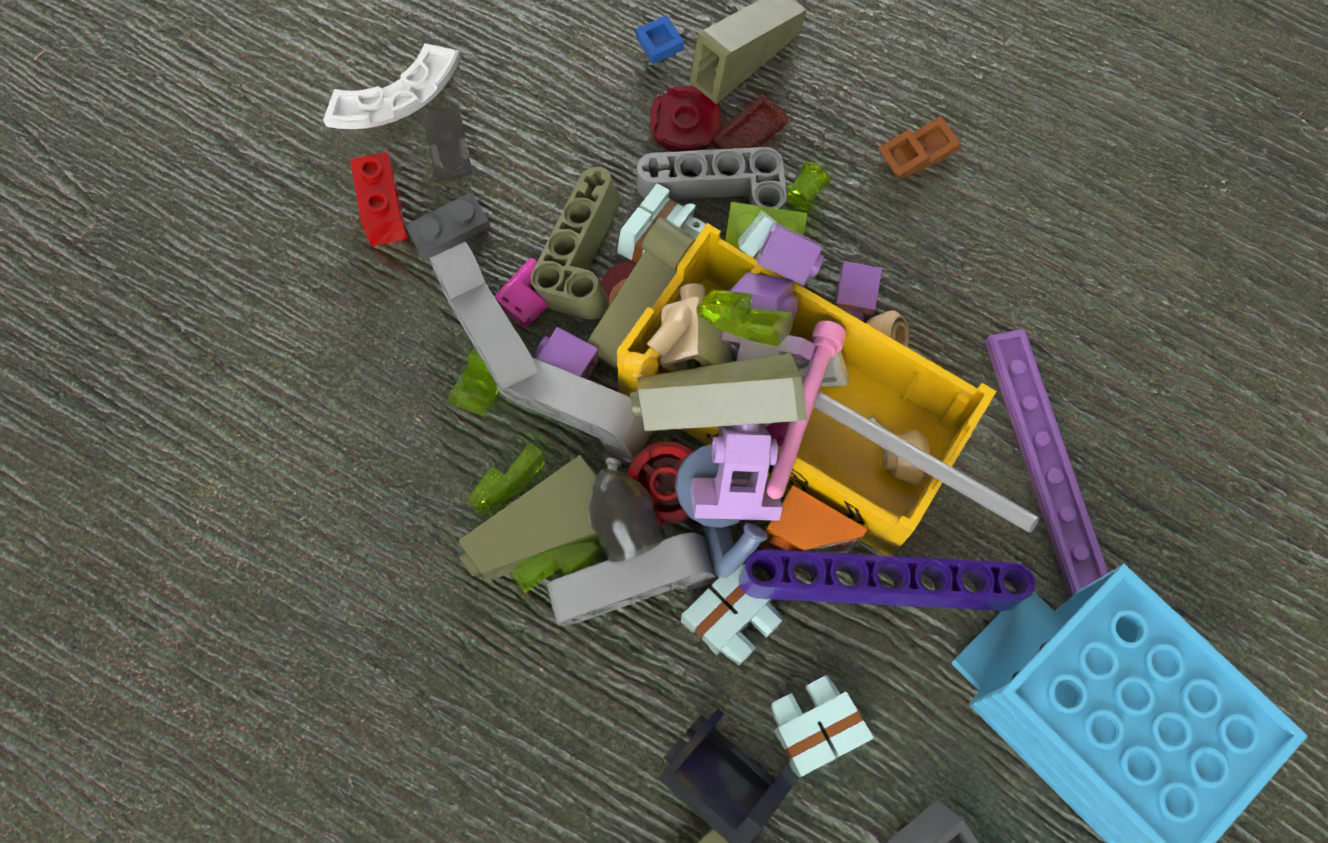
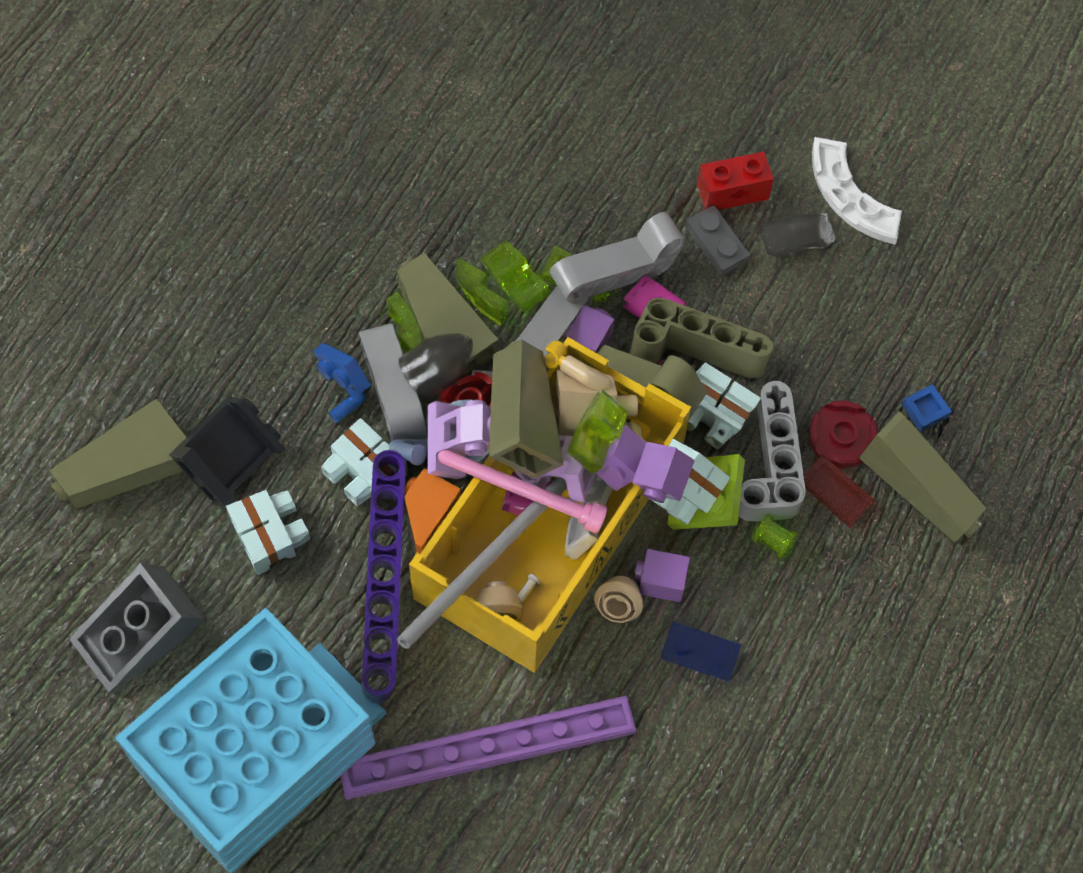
camera: 90 degrees right, 5 degrees down
(484, 444) = (514, 276): none -> clear neon green slope
(625, 630) = (347, 373): none -> blue plate
(918, 150) = (827, 647): dark orange slope -> none
(931, 265) = (700, 651): none -> clear blue plate

